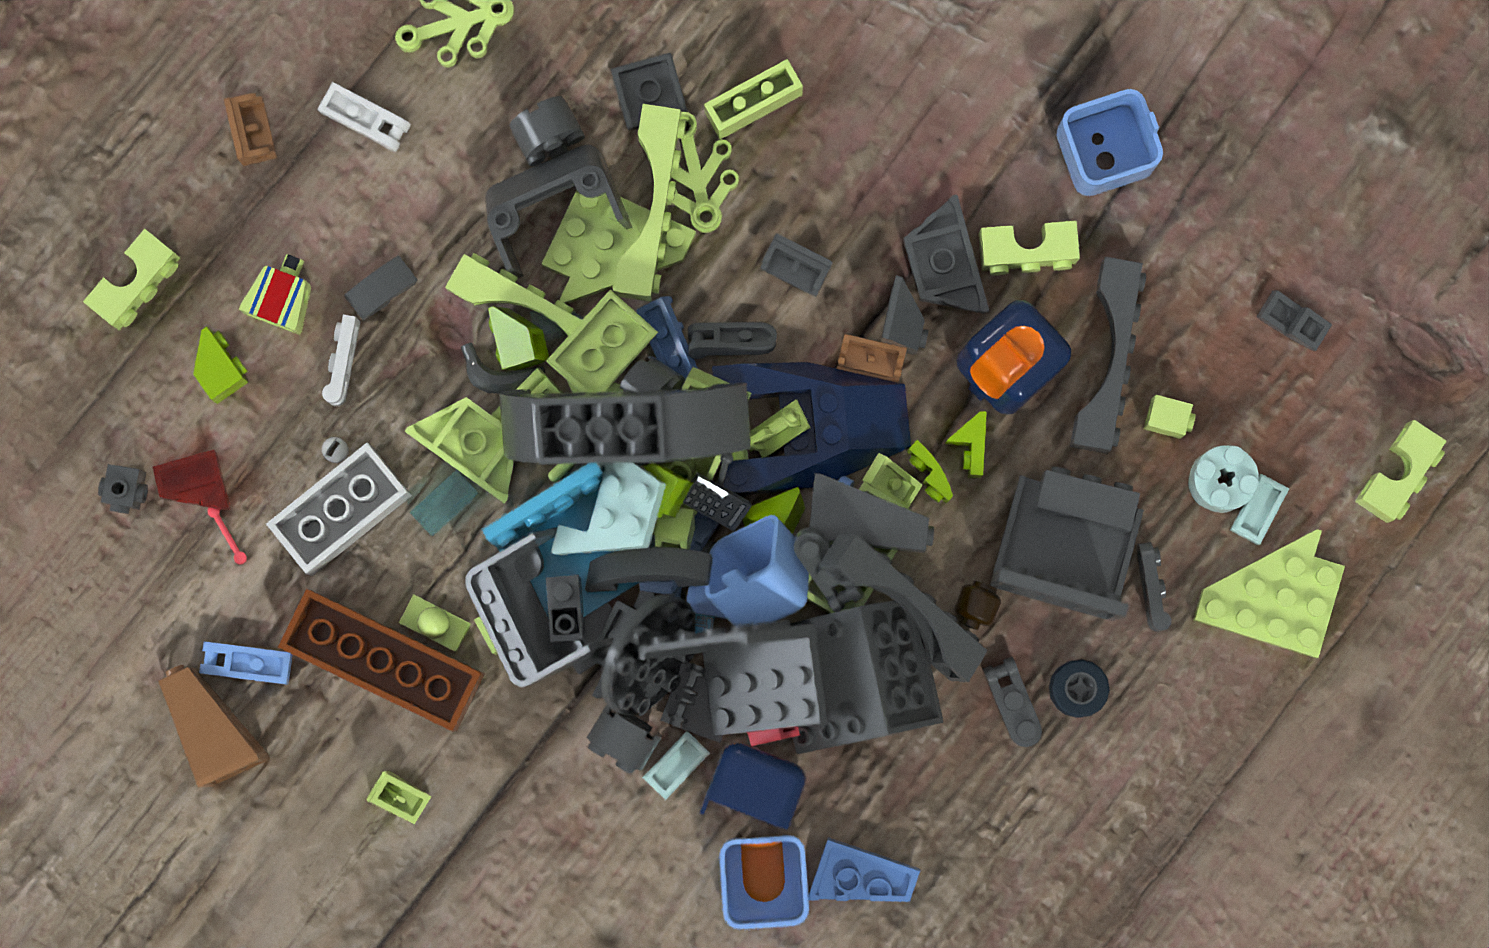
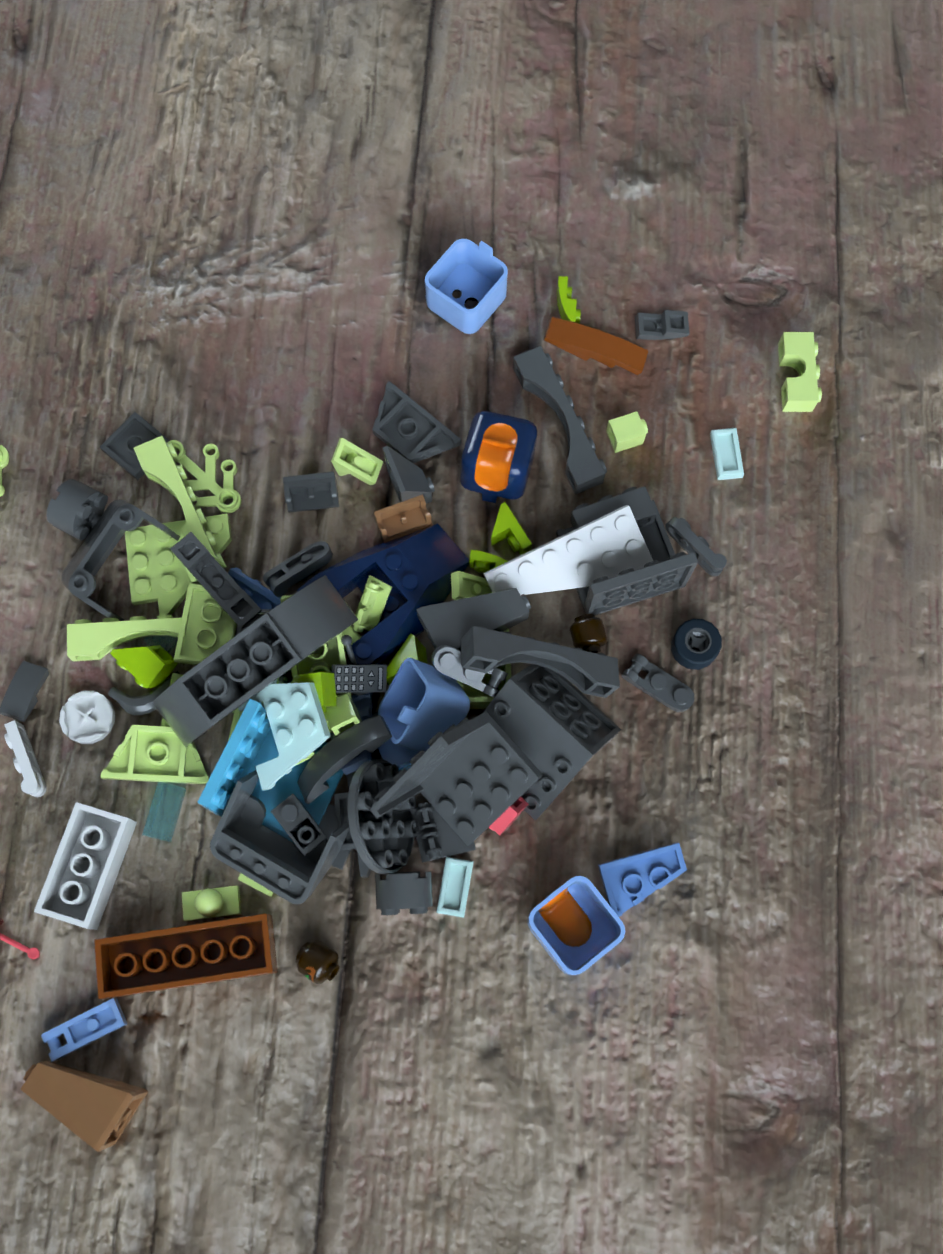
camera: 35 degrees left, 10 degrees down
(340, 452) = (62, 823): white hinge -> none
(398, 796) = (263, 1051): yellowish green slope -> none
(426, 355) = (87, 717): none -> white tile
(500, 748) = (317, 962): none -> dark brown head
(637, 309) = (215, 580): none -> dark grey slope
(753, 99) = (210, 404): yellowish green brick -> none
(756, 784) = (523, 858): dark blue piece -> none
(863, 265) = (356, 461): none -> yellowish green slope
(1001, 251) = (444, 398): yellowish green arch -> none
(1033, 528) = (577, 557): none -> white wing
(1203, 238) = (565, 303): none -> lime slope
(1204, 298) = (595, 344): none -> dark orange slope
(1226, 461) = (694, 434): light aqua brick -> none
(1277, 598) = (780, 502): yellowish green wing -> none

